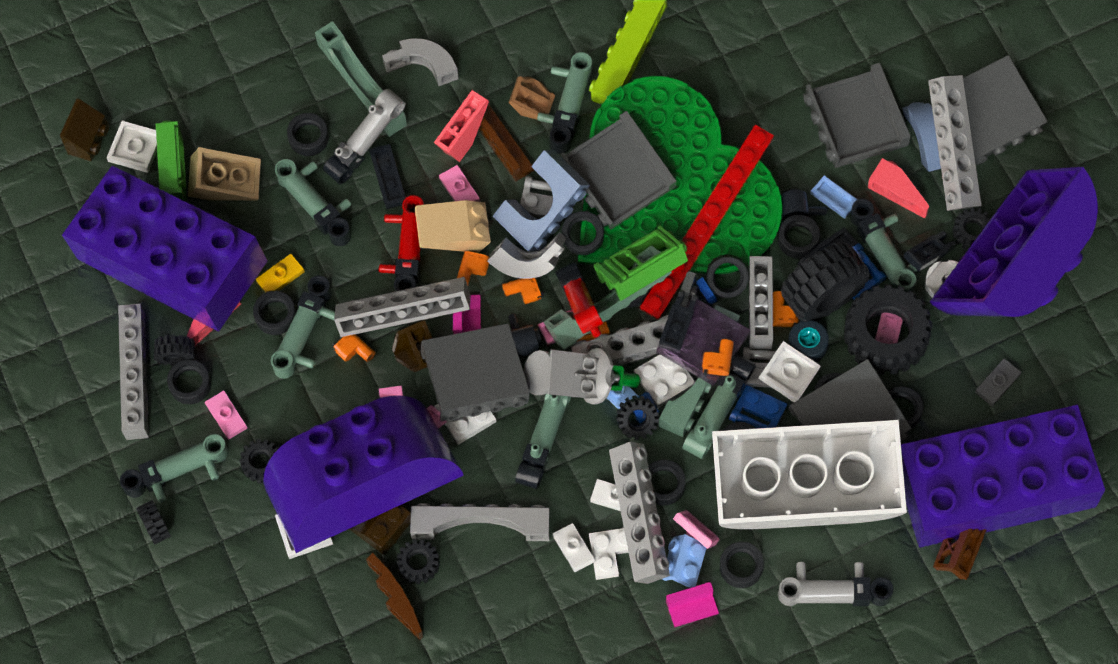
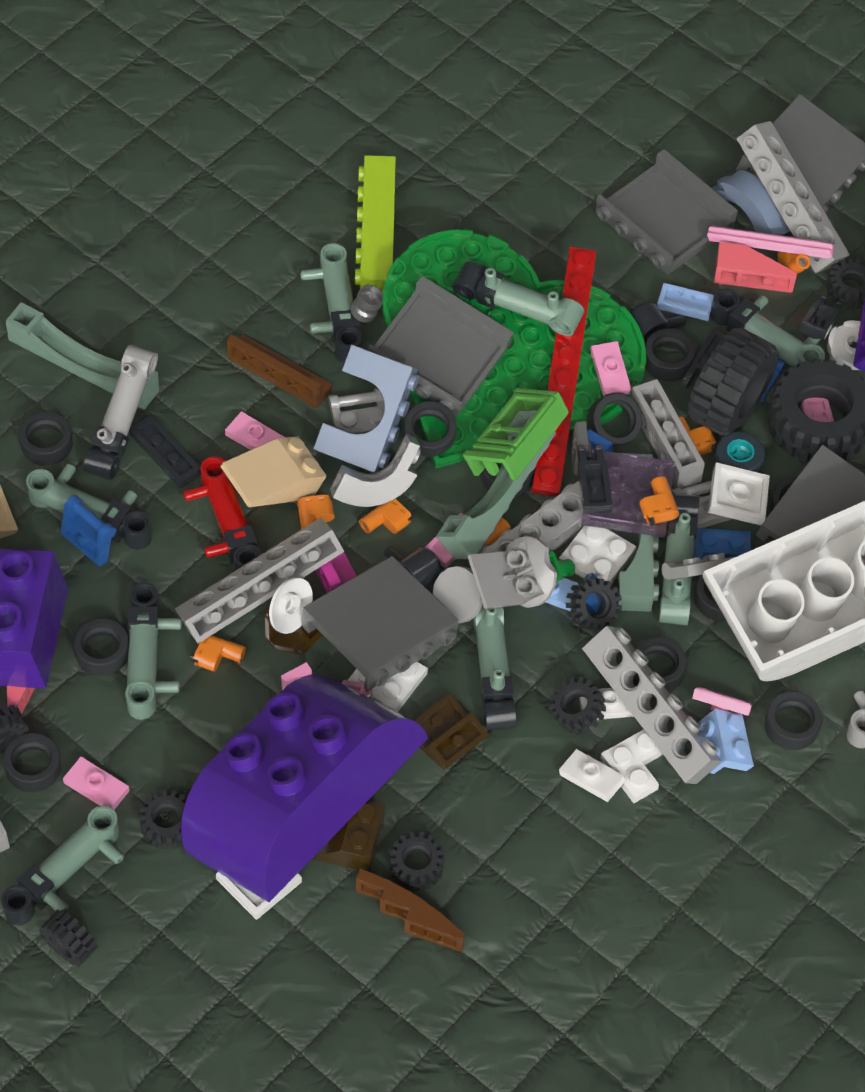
camera: 30 degrees left, 10 degrees down
(280, 274) = (87, 602): yellow plate -> none
(301, 220) = (78, 530): none -> blue plate
(411, 334) = (288, 604): none -> white dish
(423, 53) = (146, 306): light grey arch -> none
(431, 520) = (527, 766): light grey arch -> none
(462, 128) = (232, 364): coral slope -> none
(487, 472) = (449, 732): none -> dark brown slope
(531, 97) = (292, 314): medium nougat slope -> none
(580, 299) = (450, 490): red piece -> none
(584, 109) = (367, 303): none -> flat silver wheel
(597, 496) = (588, 715): none -> black tyre
(681, 143) = (494, 290): none -> sand green piece
(691, 604) = (759, 786): dark pink panel -> none
(721, 421) = (692, 566): none -> light grey plate
(742, 234) = (610, 368): none -> bright pink plate
(920, 173) = (771, 241): none -> bright pink axle
(933, 192) = (794, 261): none -> orange piece

